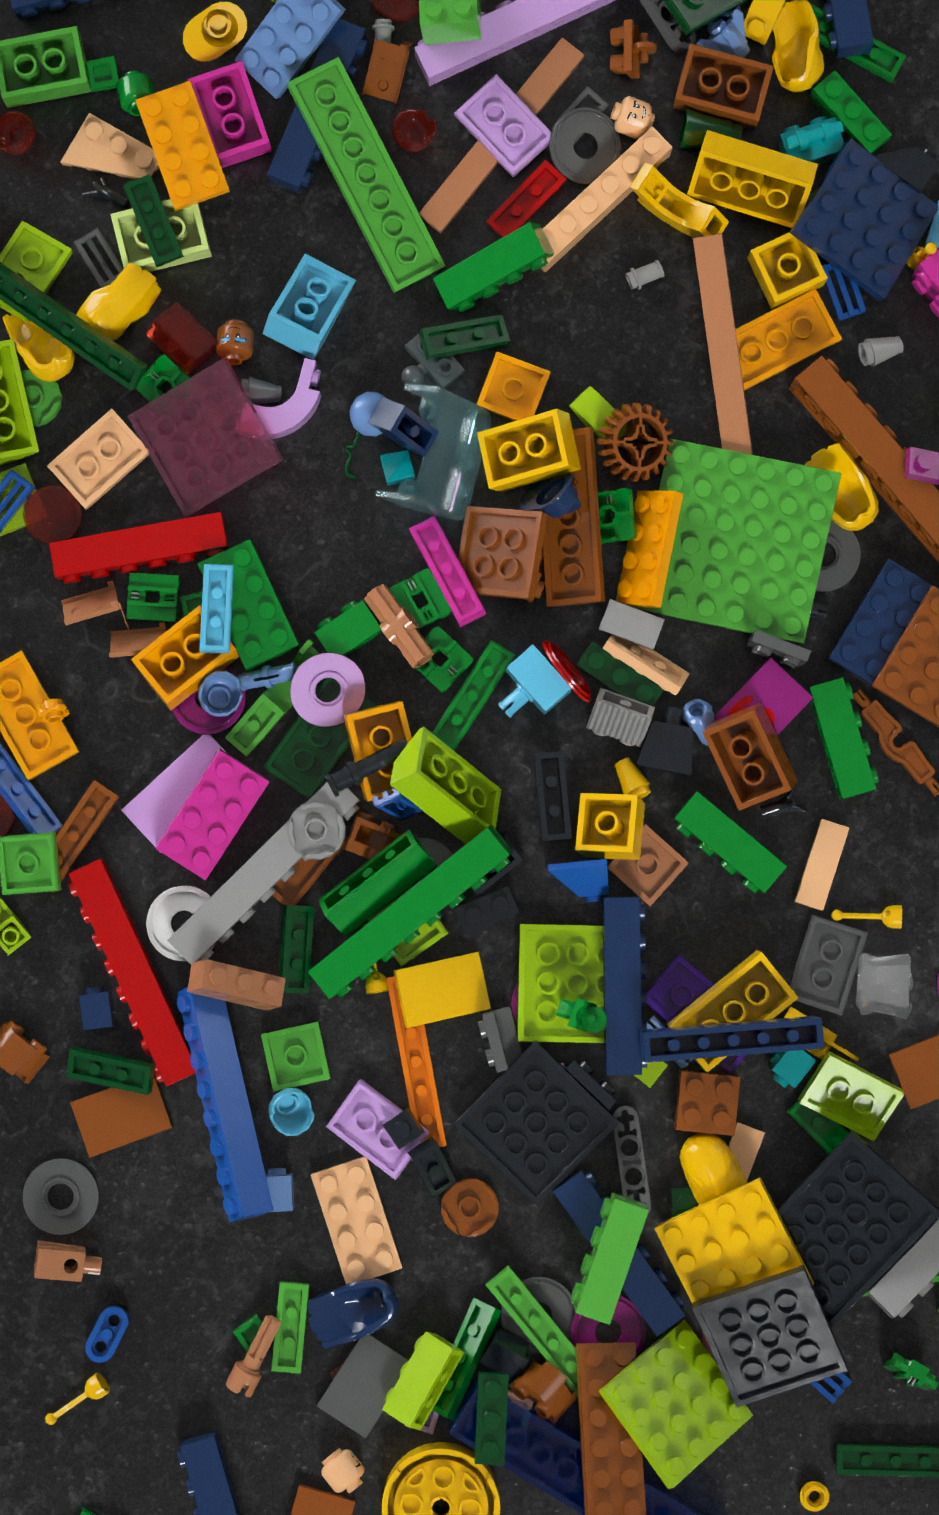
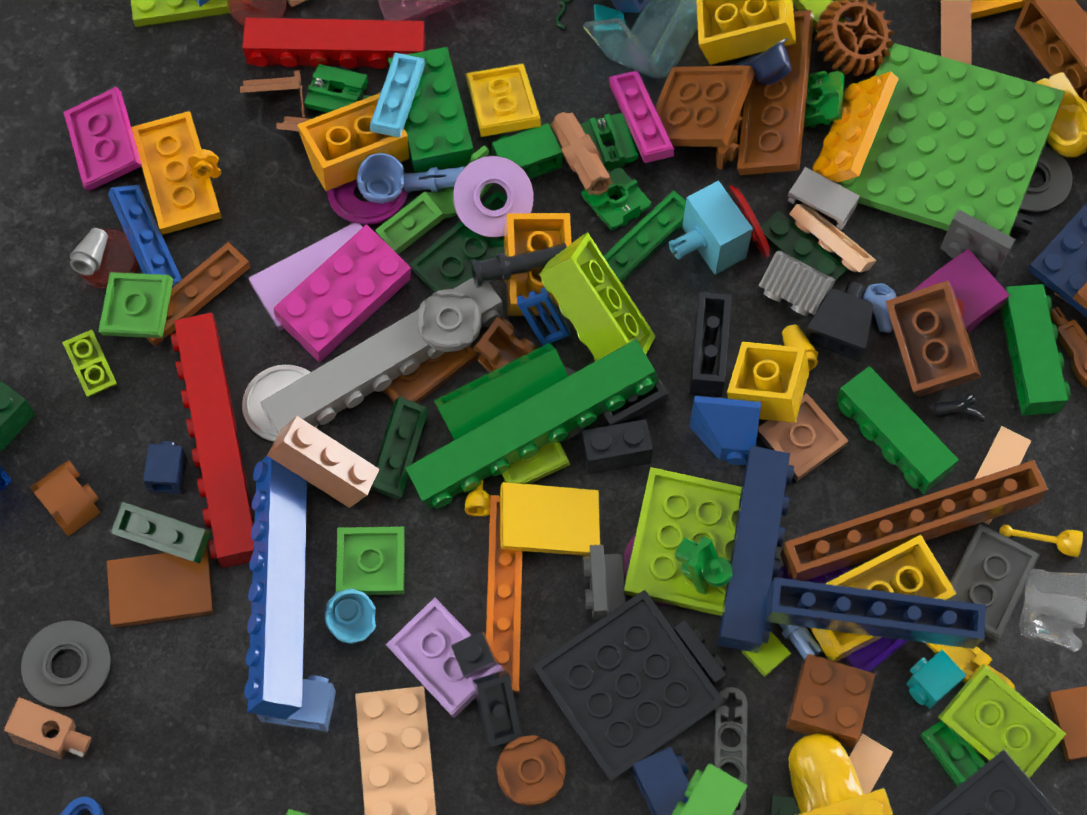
camera: 10 degrees right, 20 degrees down
(313, 579) = (502, 100): none -> yellow tile
(755, 934) = (925, 516): none -> dark orange brick

